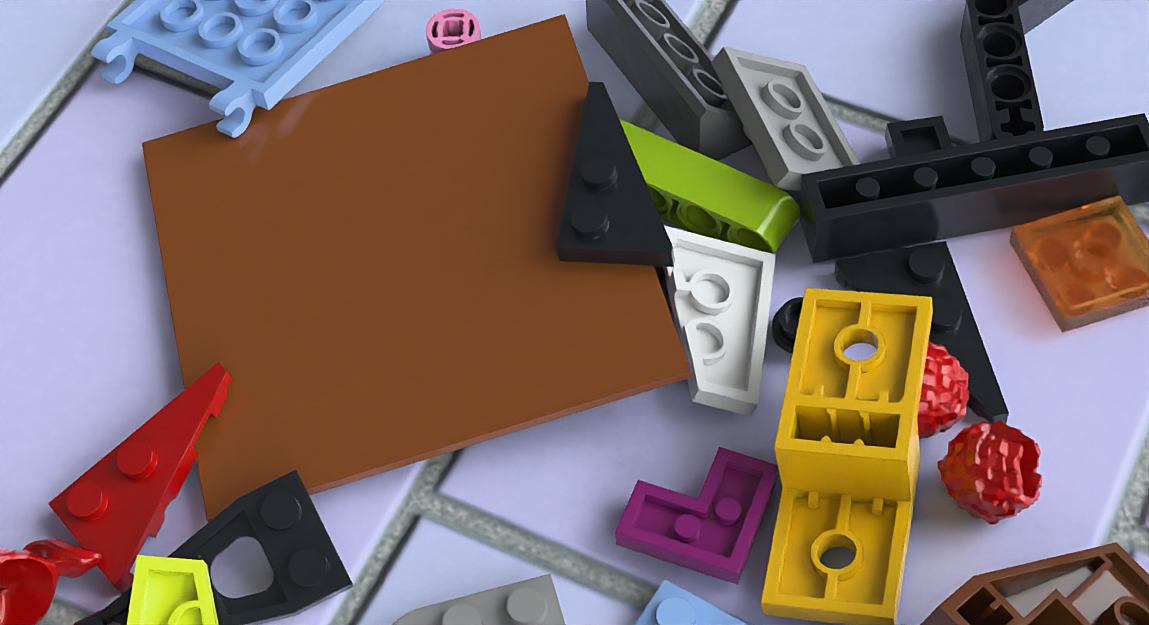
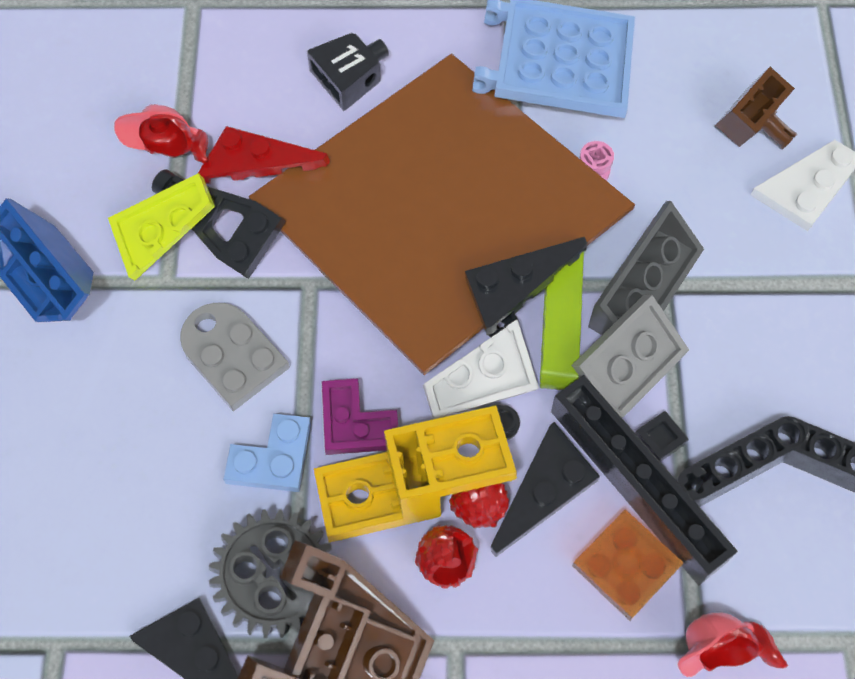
camera: 60 degrees right, 10 degrees up
(66, 287) = (347, 67): none -> black torso

